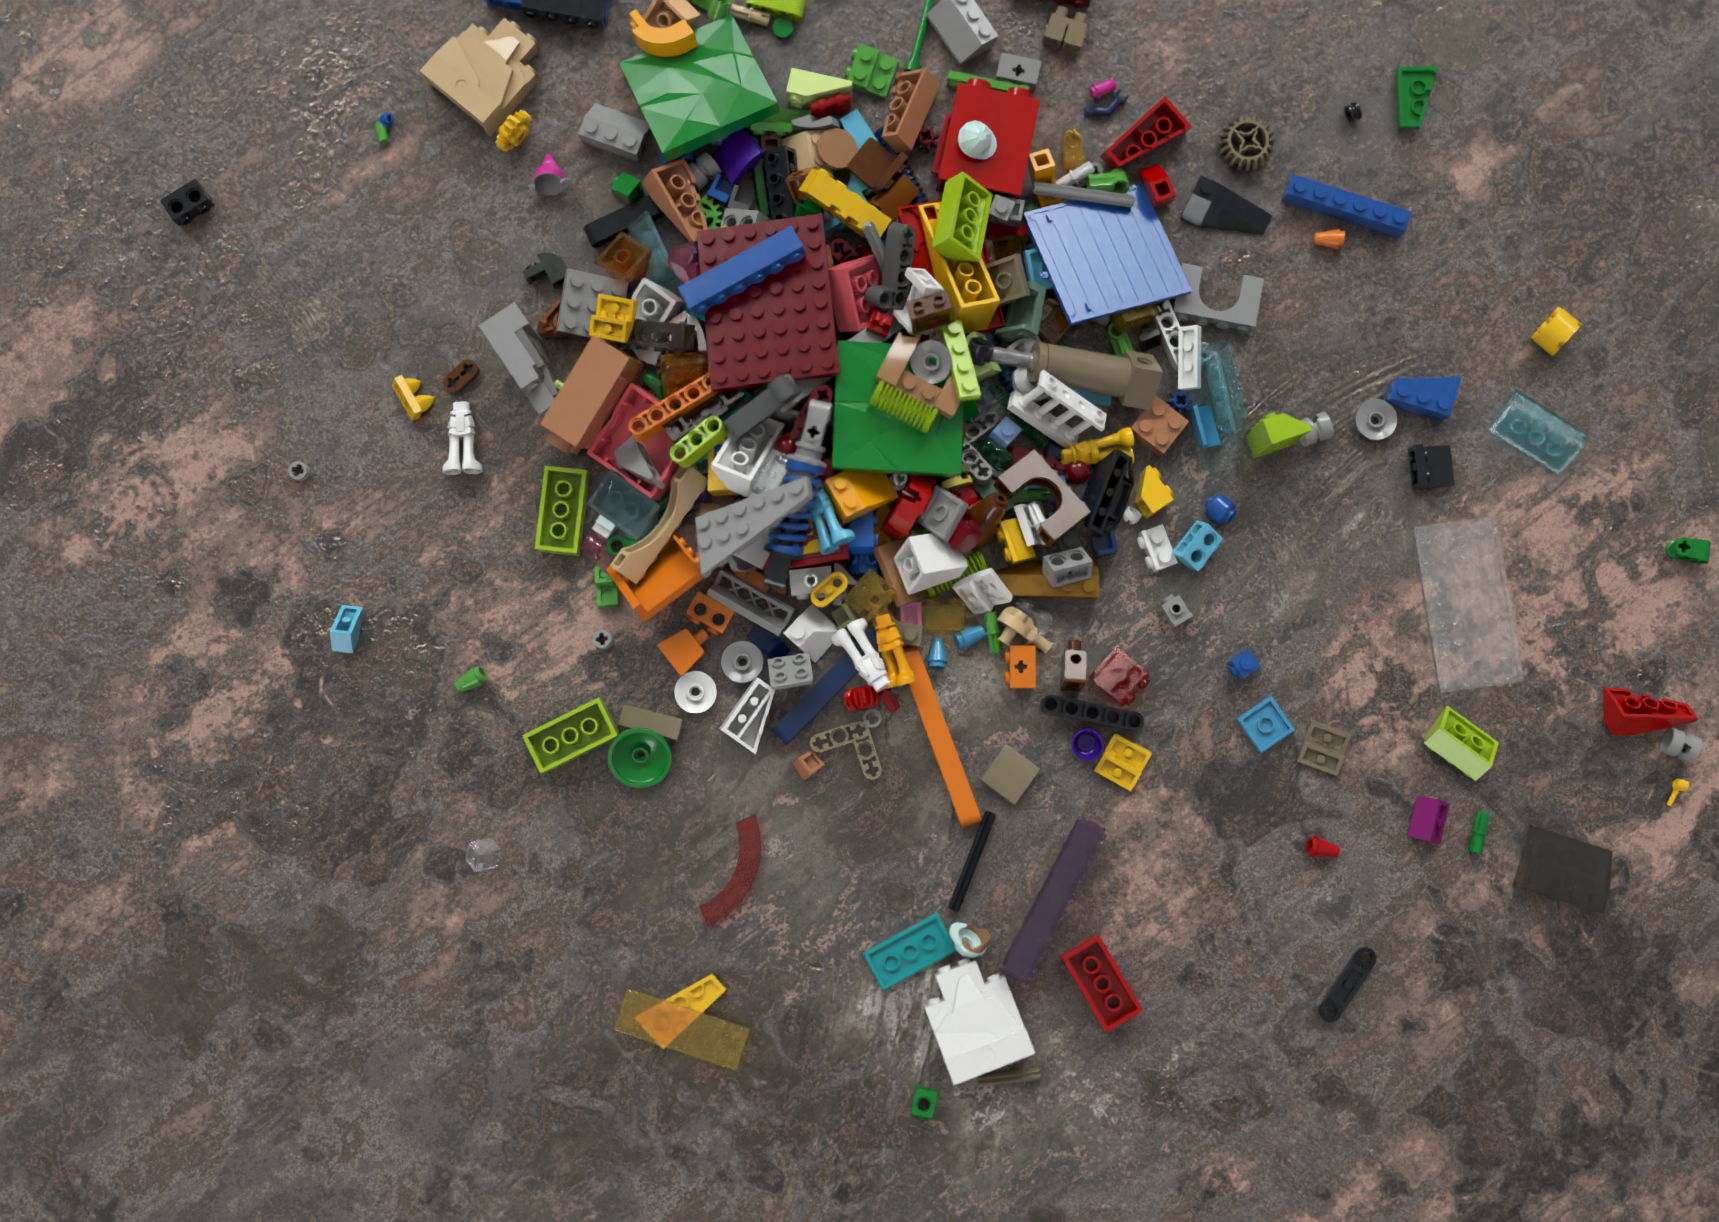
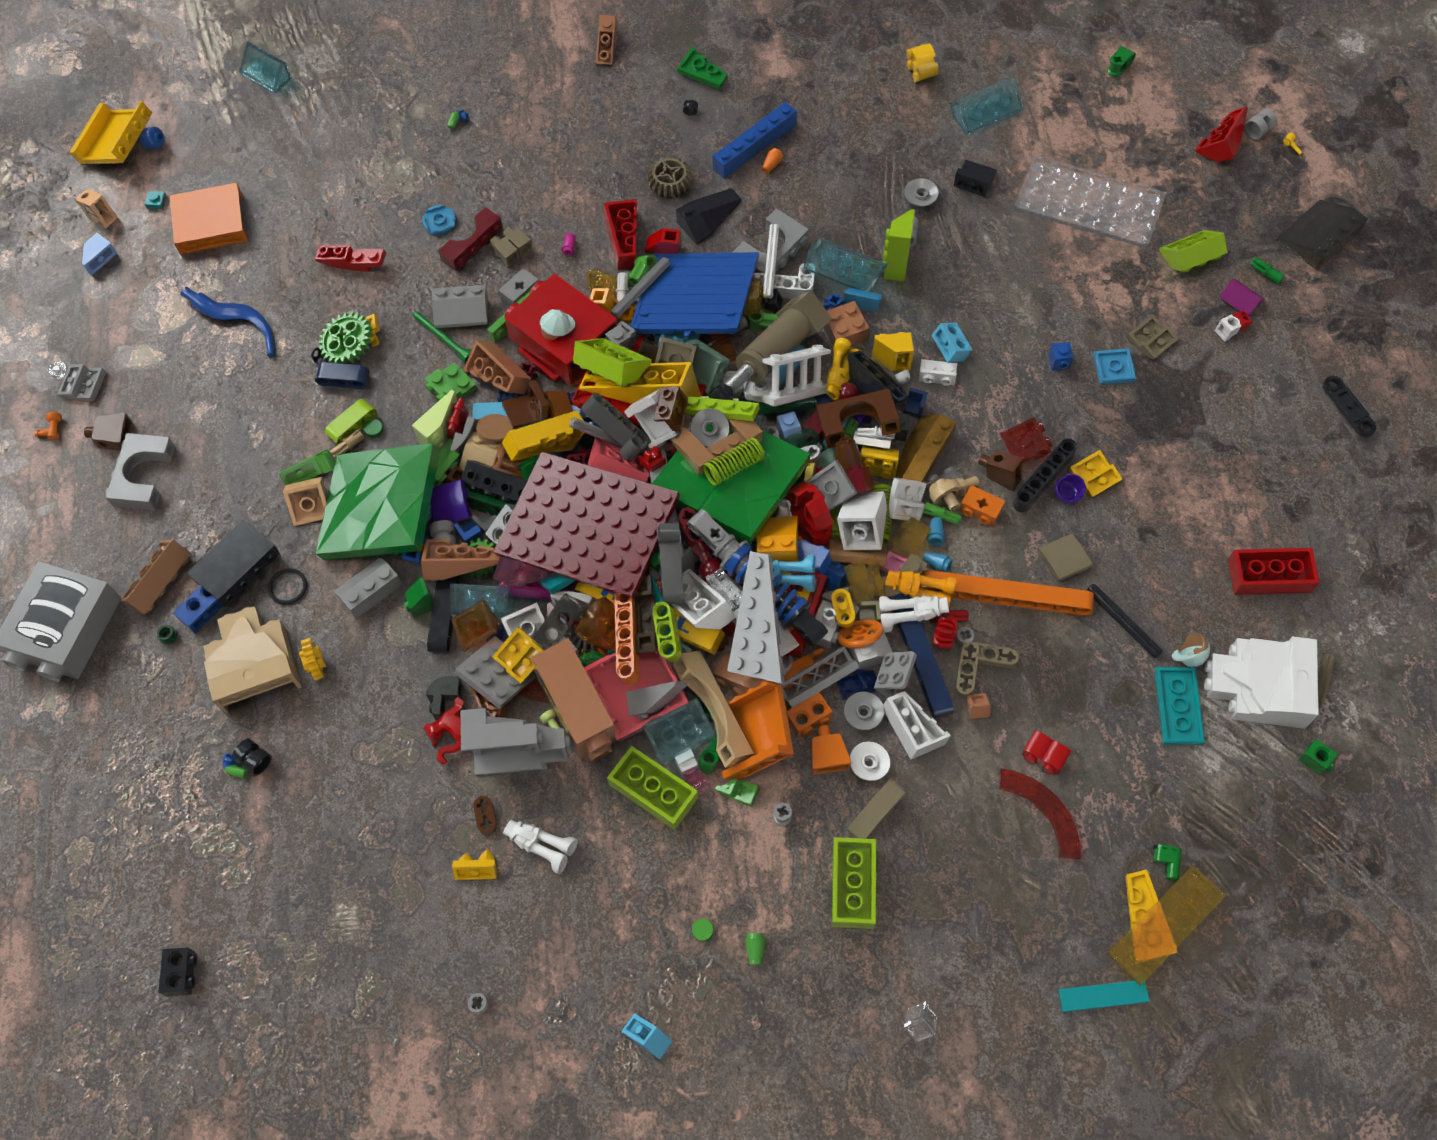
camera: 55 degrees left, 20 degrees down
(398, 137) = (252, 757): none -> black wheel
(463, 625) = (702, 930): none -> bright green tile
(525, 298) = (448, 722): none -> red animal
(549, 178) = (370, 654): light grey hat -> none
(574, 39) = (282, 572): none -> black piece
(590, 1000) = (1102, 996): none -> teal tile
(635, 768) = (914, 833): green dish -> none
(665, 41) = (322, 512): light orange arch -> none
(742, 271) = (551, 525): blue brick -> none
(751, 1006) = (1168, 856): none -> green piece
(791, 849) = (1046, 752): none -> red brick
(813, 620) = (860, 633): none -> orange plate
(1052, 899) = (1187, 571): clear purple brick -> none
(1067, 567) = (921, 429): light grey brick -> none
(1092, 110) = (587, 249): dark blue arm -> none
(1175, 618) = (994, 382): light grey brick -> none
(1189, 357) = (807, 276): white plate -> none
(1190, 309) = (771, 261): none -> white axle
(1220, 509) = (931, 316): blue head -> none
(1321, 848) = (1230, 374): red cone -> none
(1384, 825) = (1233, 324): none -> white leg
(1424, 396) = (921, 156): blue wedge -> none

